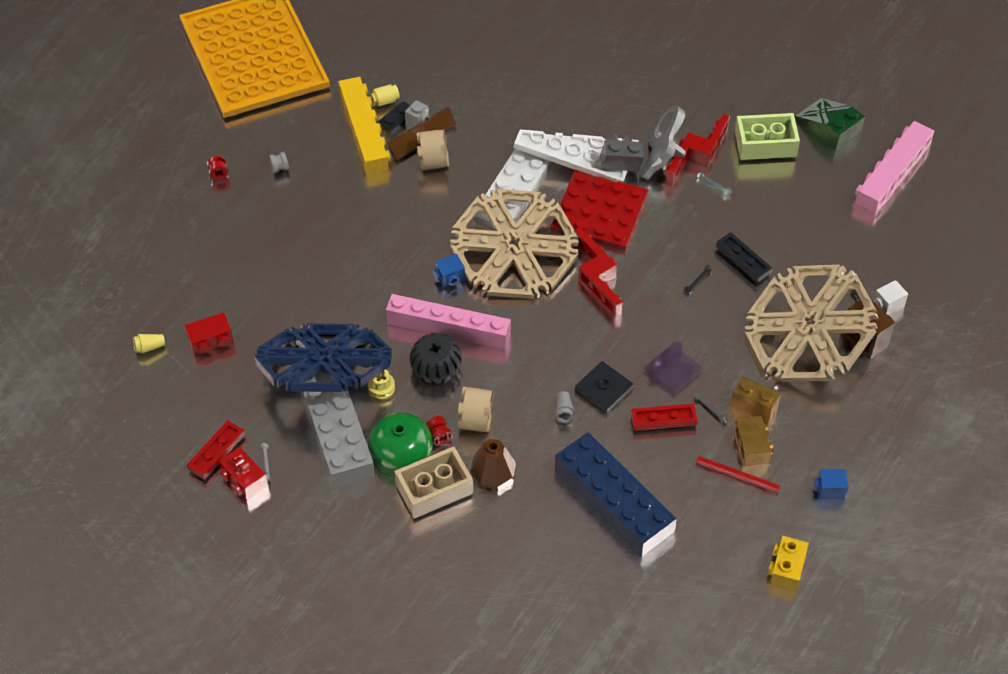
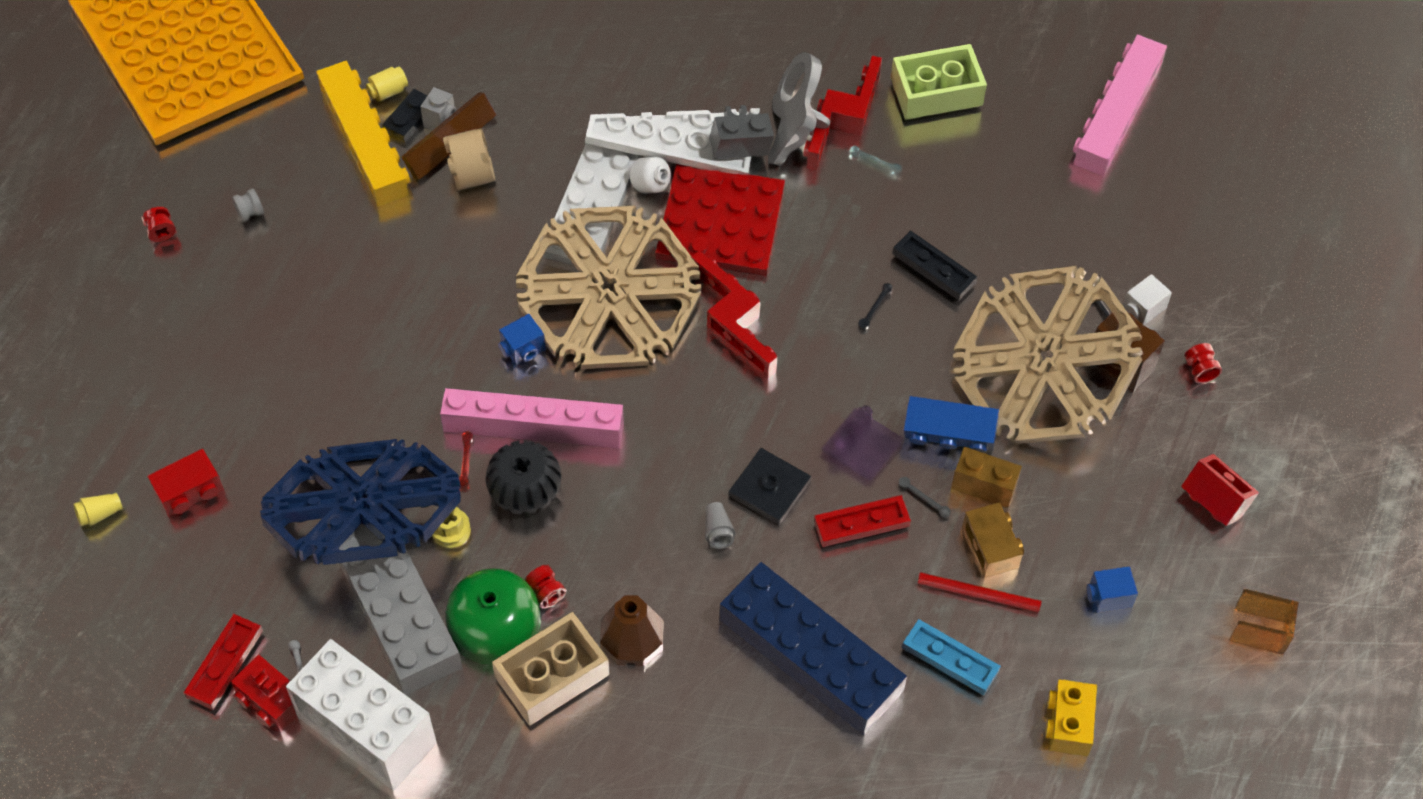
camera: 10 degrees left, 5 degrees up
(302, 493) = (362, 714): none -> white brick
(402, 330) = (467, 439): none -> clear red hinge
(475, 409) = (593, 548): tan brick -> none
(555, 174) = (650, 175): none -> white head
(711, 513) = (951, 657): none -> dark azure plate
(736, 361) = (951, 424): none -> blue brick
(832, 121) = (1023, 47): dark green slope -> none
(919, 428) = (1219, 490): none -> red brick
(923, 344) = (1203, 364): none -> red wheel
(939, 509) = (1267, 607): none -> clear orange piece

